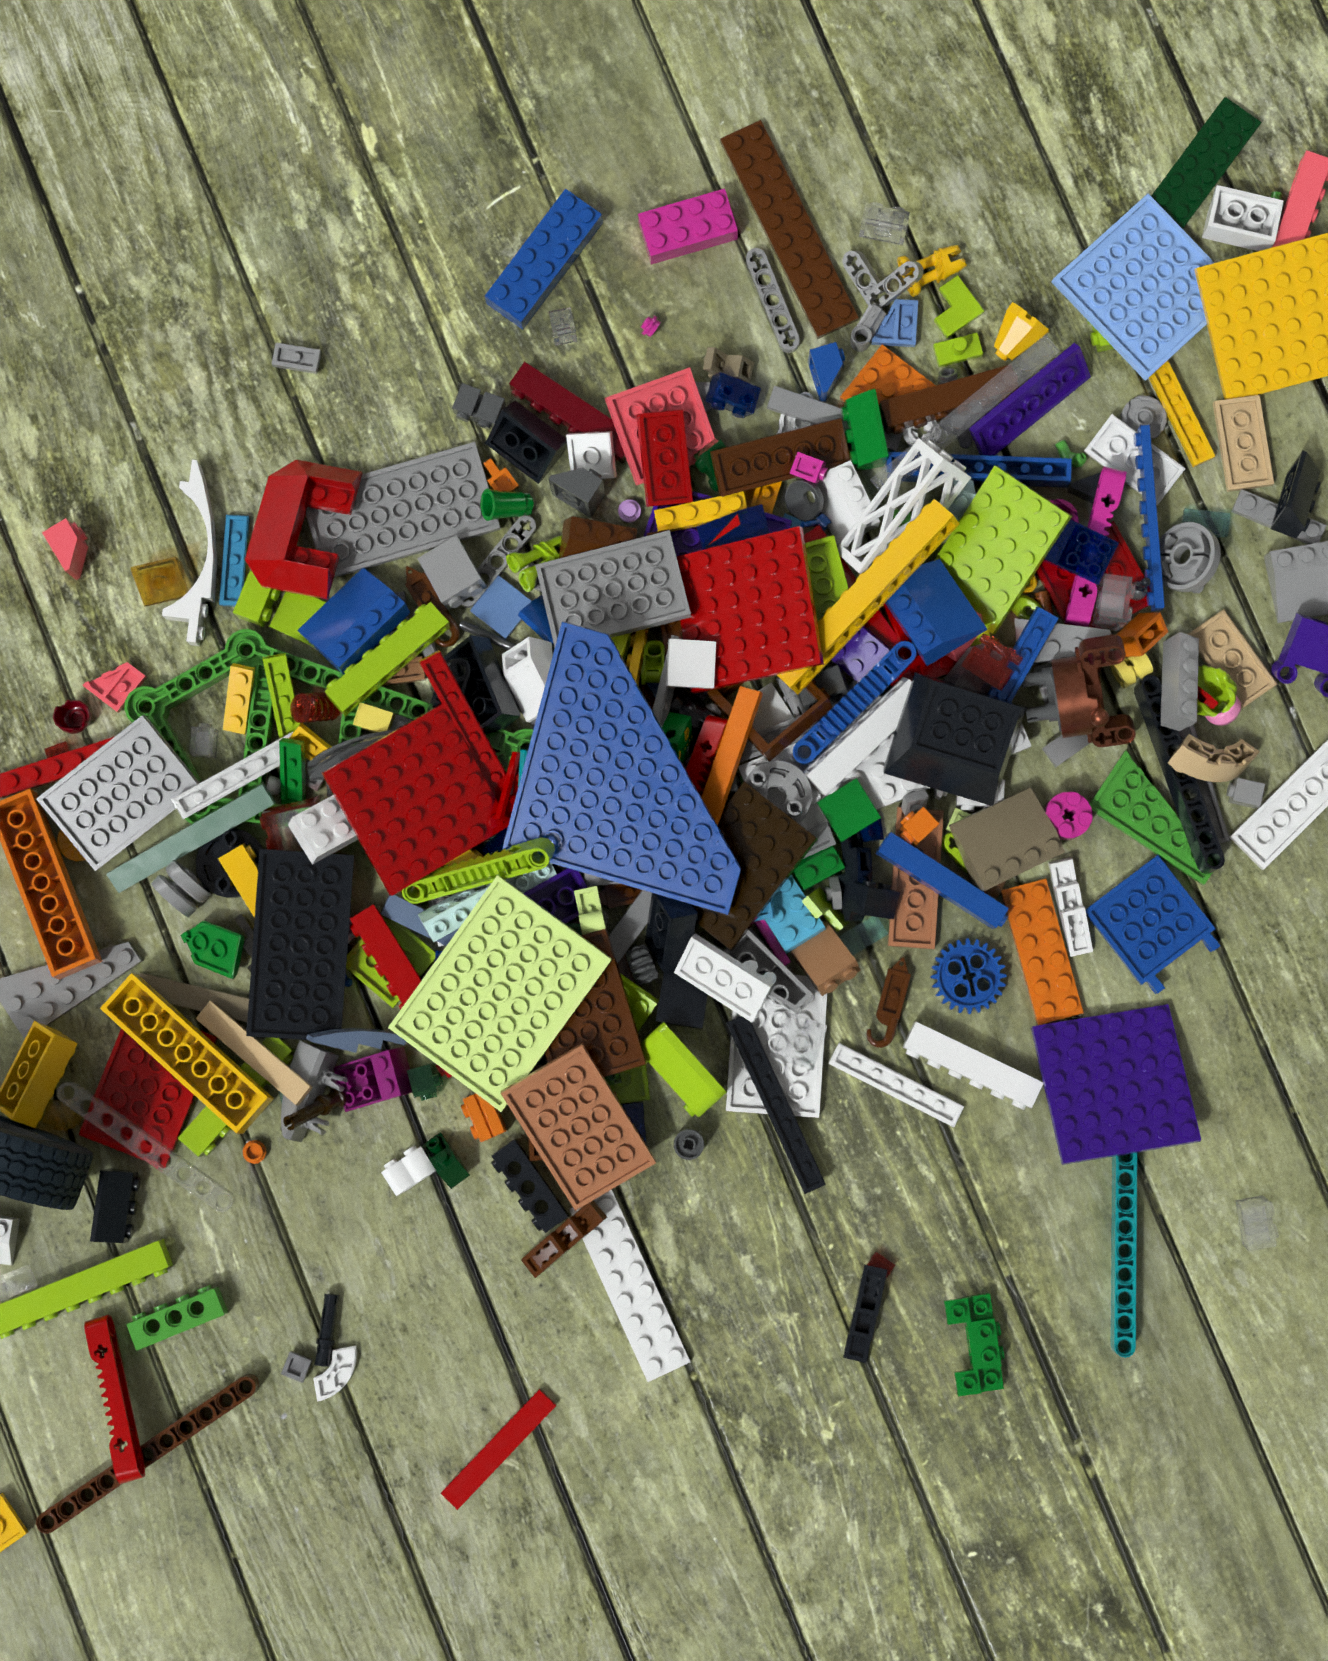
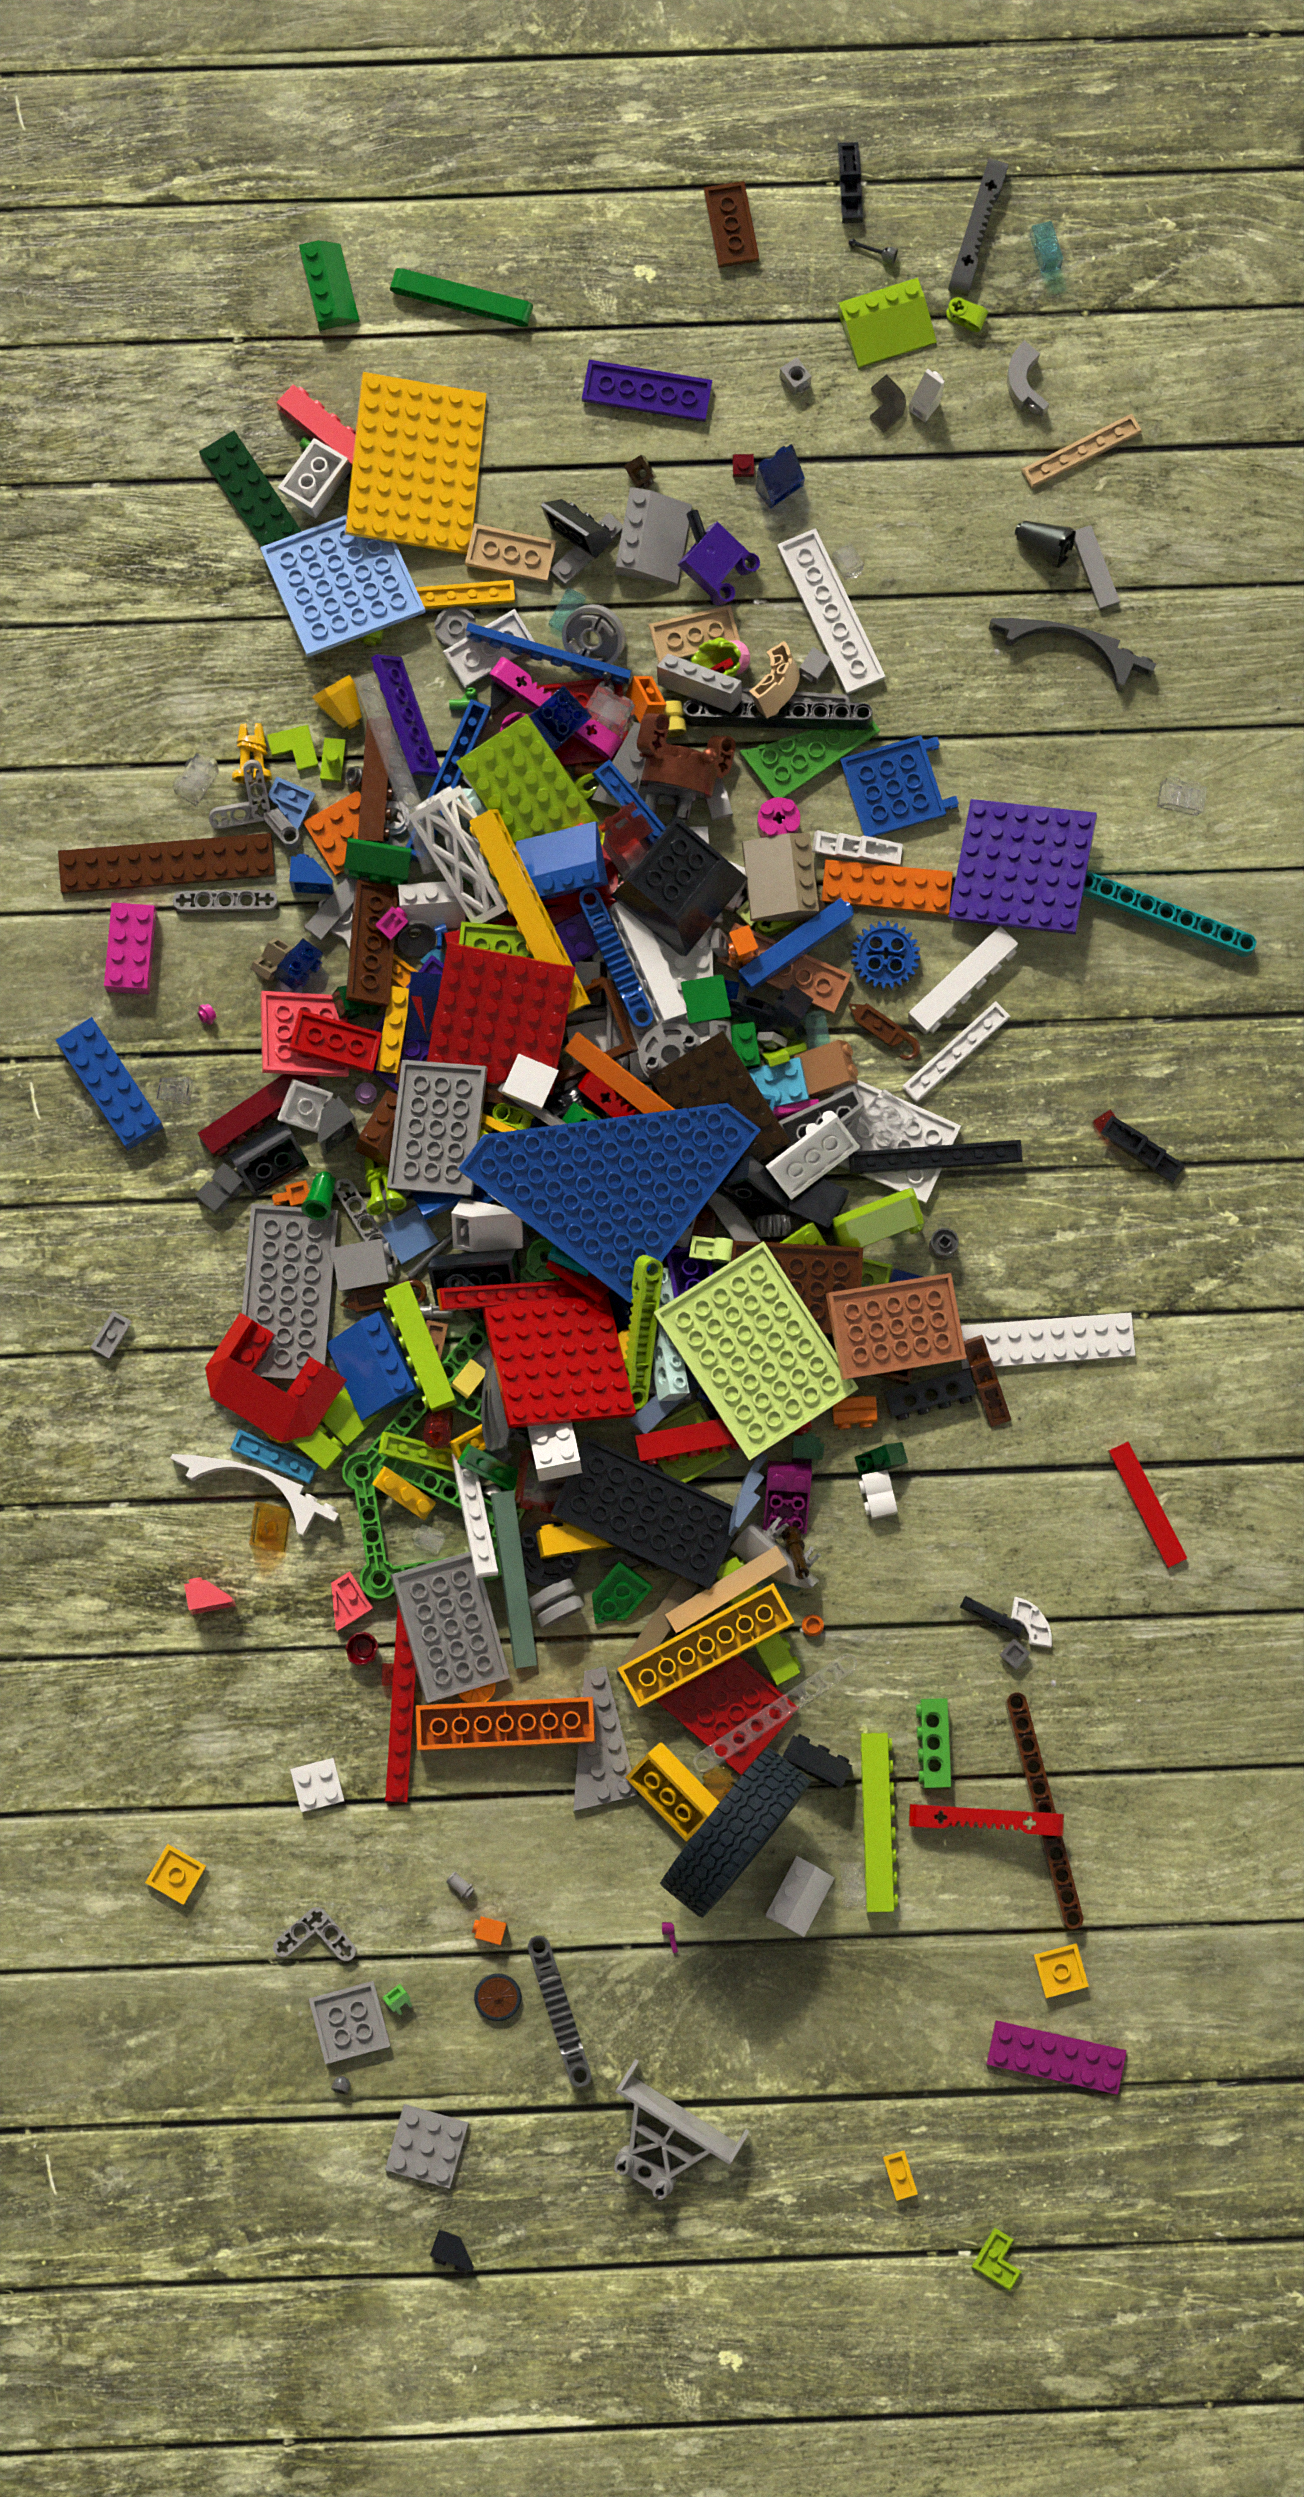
camera: 80 degrees left, 5 degrees down
(982, 1344) = (1203, 1061): green bracket -> none

